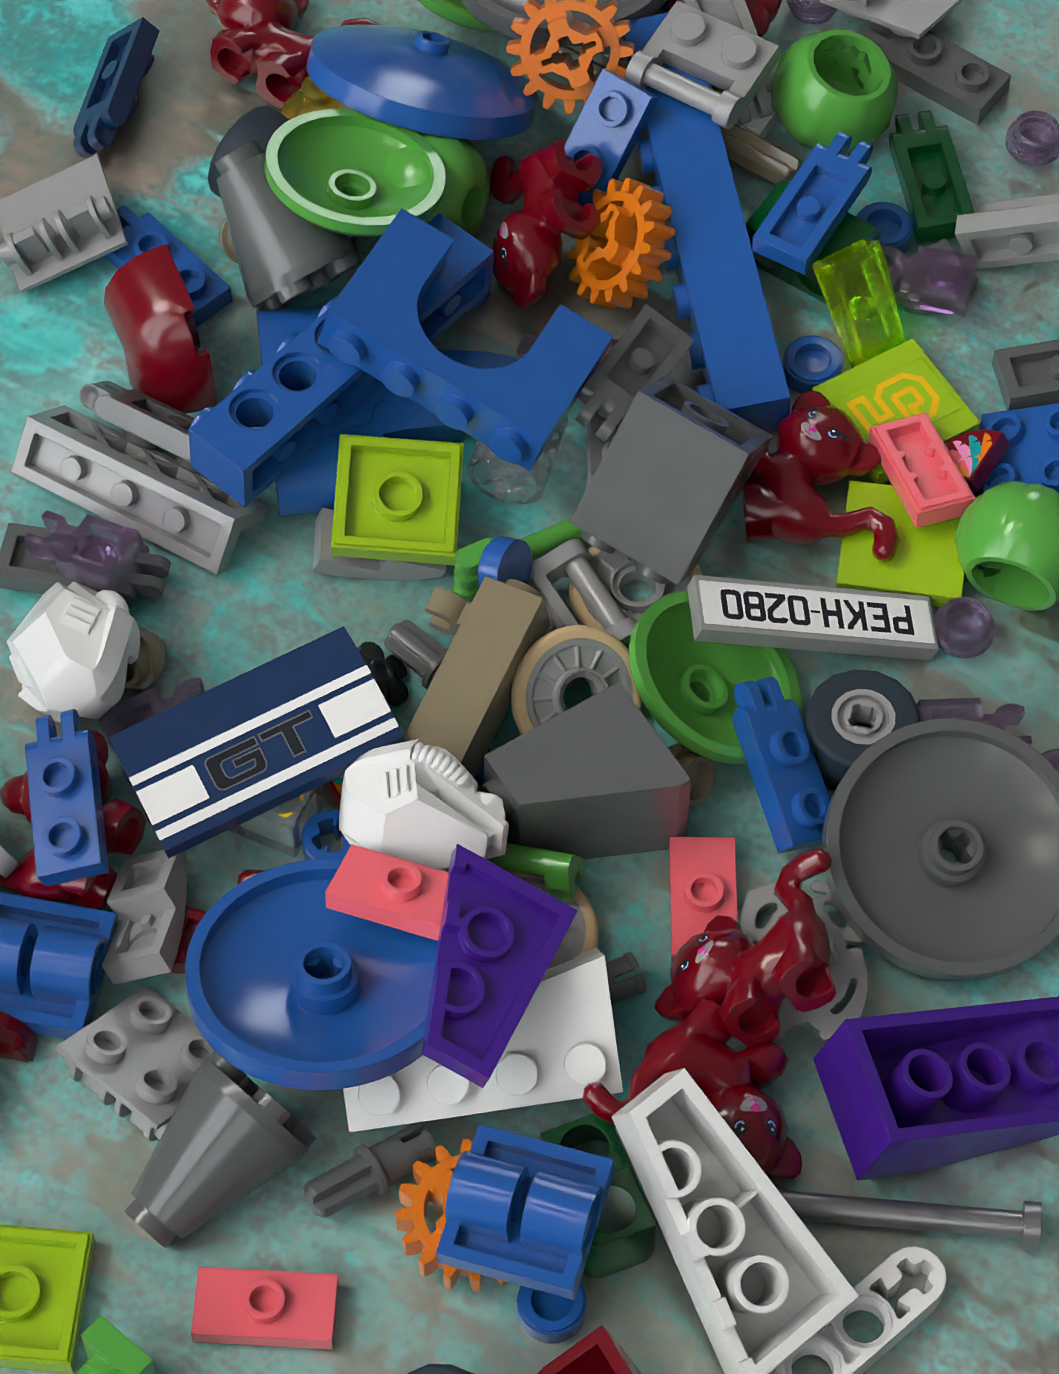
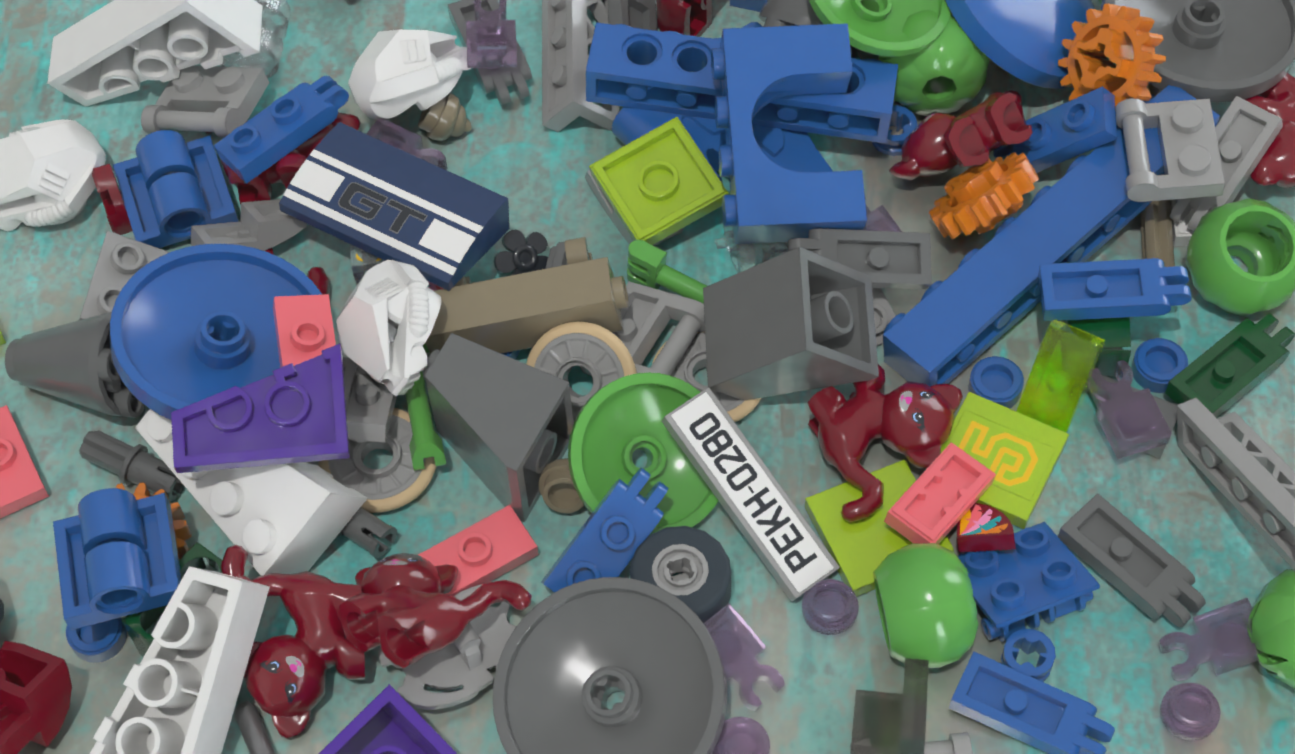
camera: 60 degrees right, 0 degrees up
(505, 559) = (644, 273): blue tile -> none

